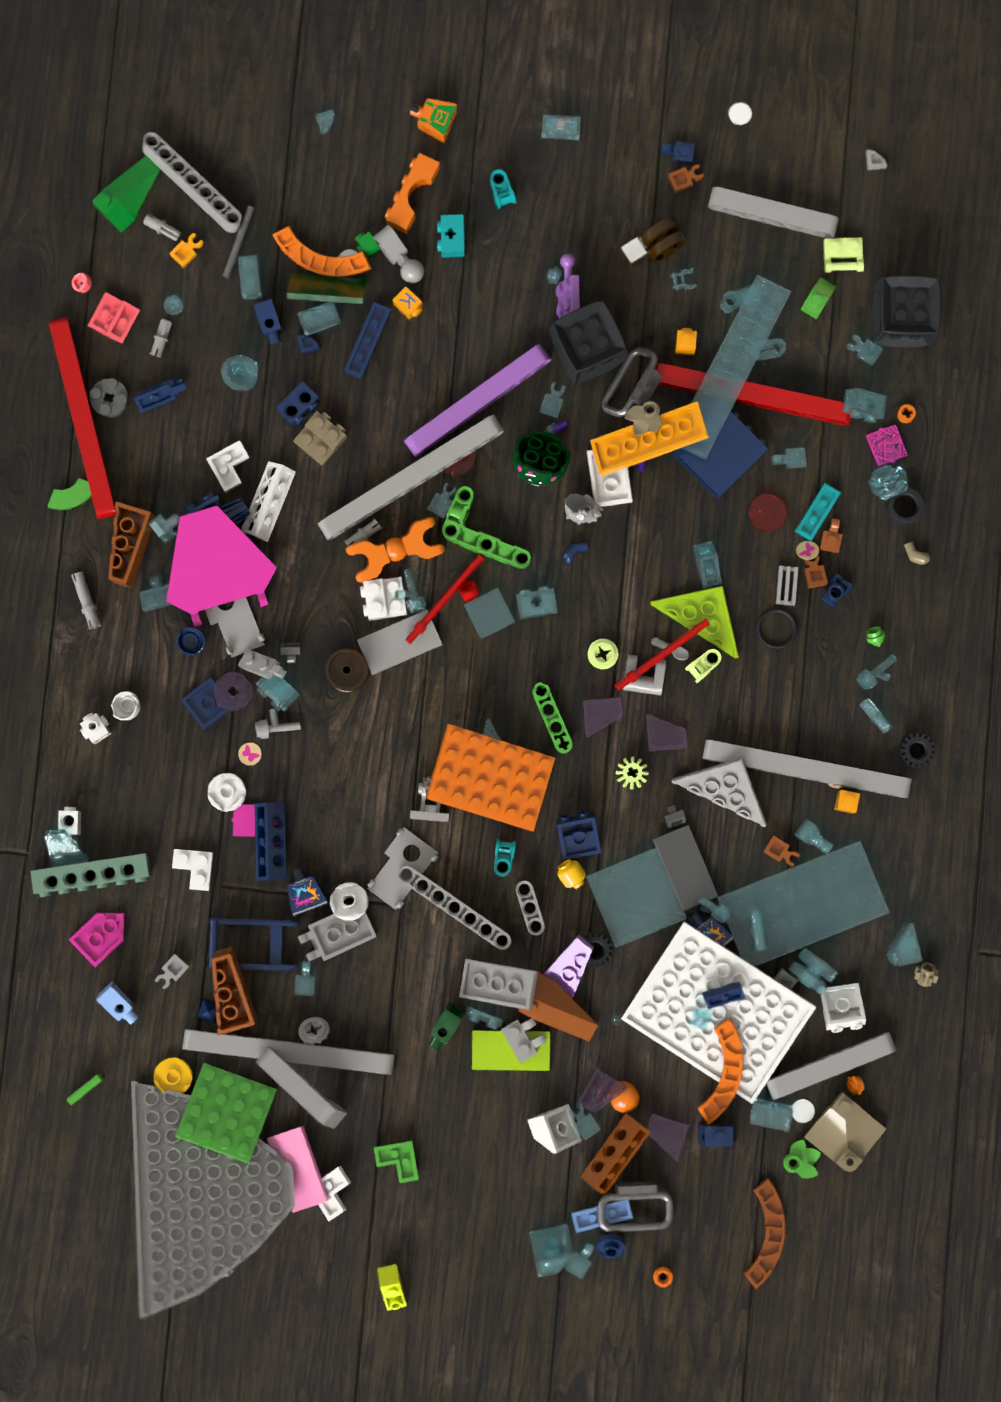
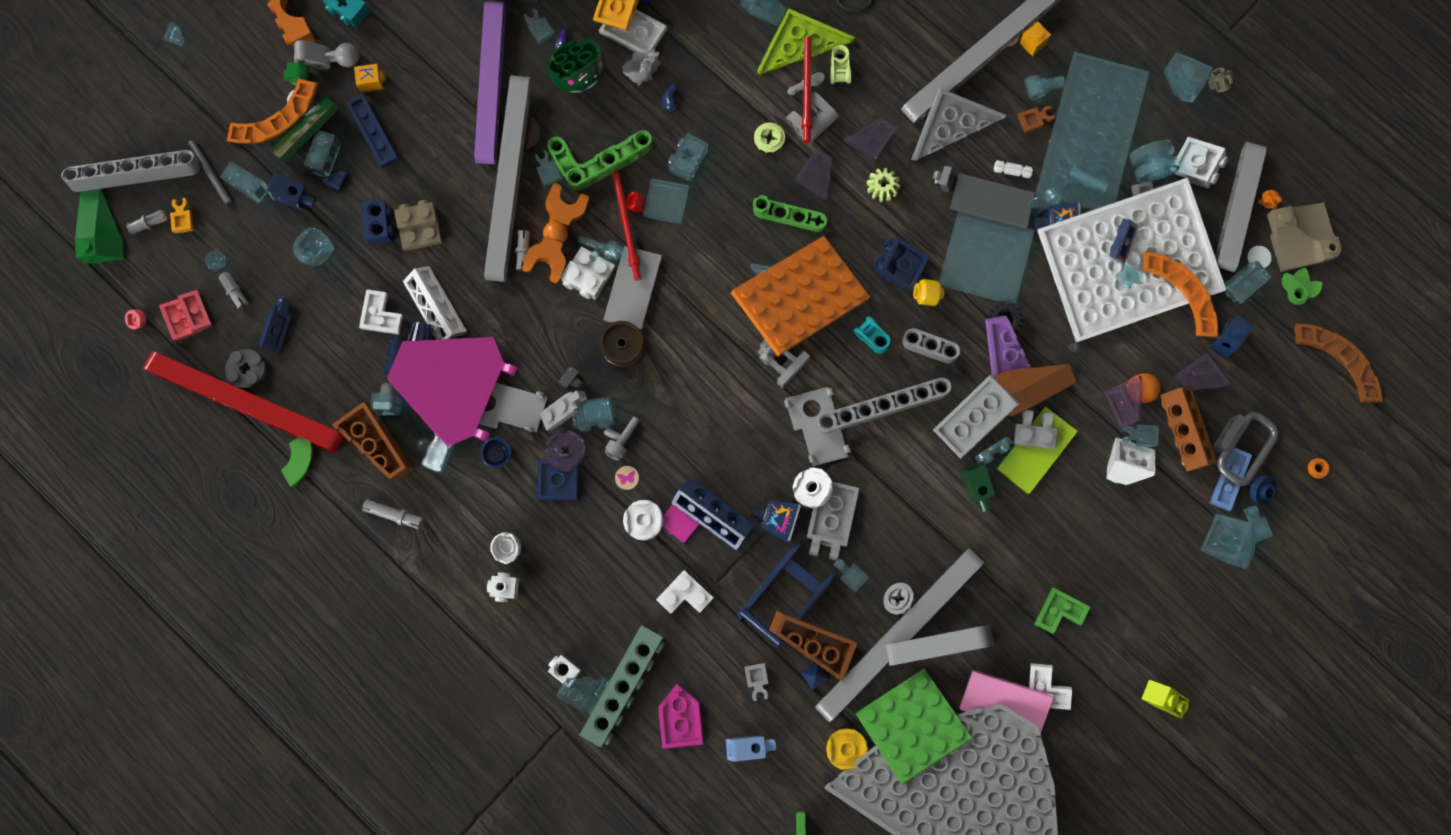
camera: 45 degrees left, 5 degrees down
(725, 864) = (1013, 169): none -> white axle

